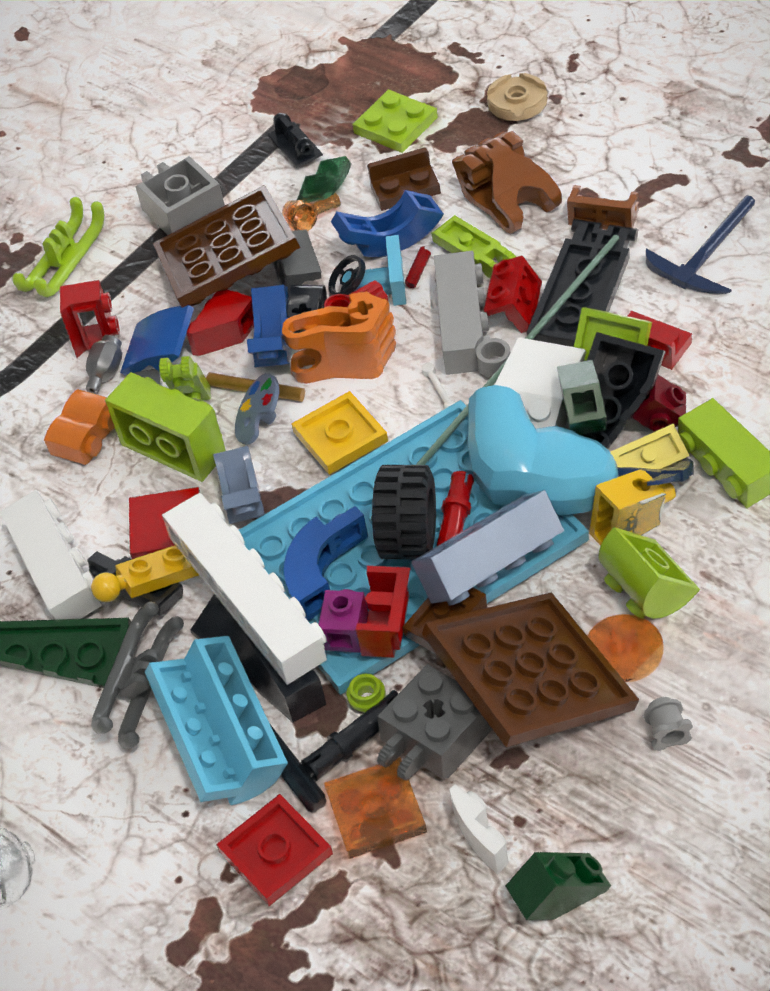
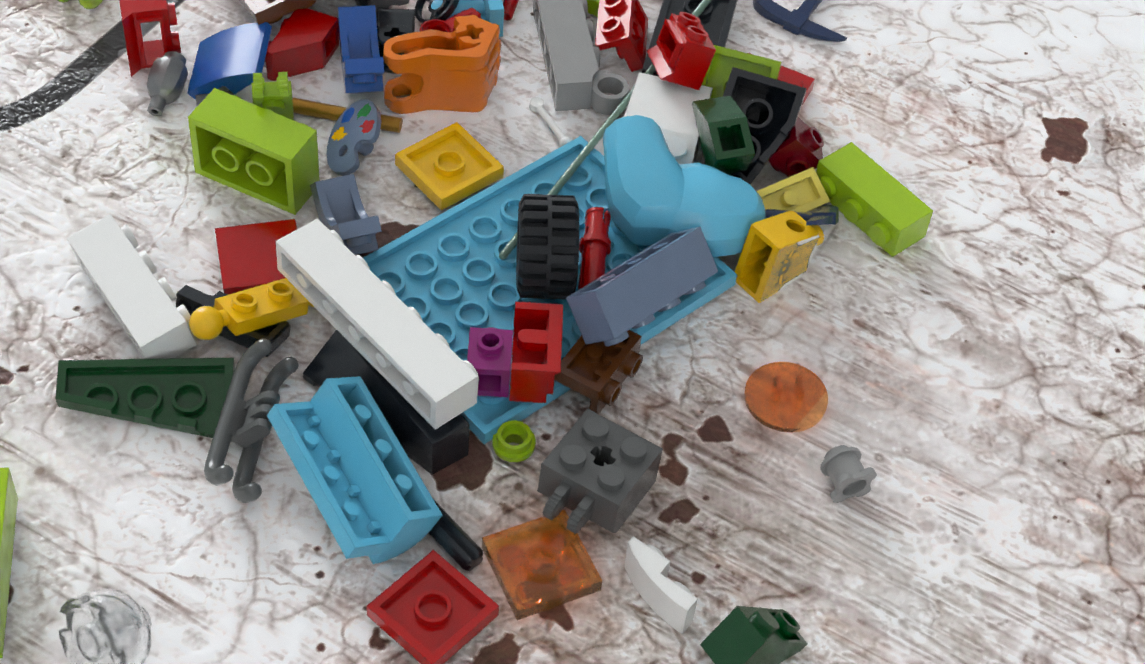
camera: 20 degrees left, 0 degrees up
(79, 428) = (150, 150): orange brick -> none
(314, 551) = (447, 283): blue arch -> none
(342, 744) = (495, 496): black pin -> none
(529, 668) = (697, 414): reddish brown piece -> none
(556, 316) = (682, 51): none -> red window
(645, 573) = (802, 320): lime brick -> none

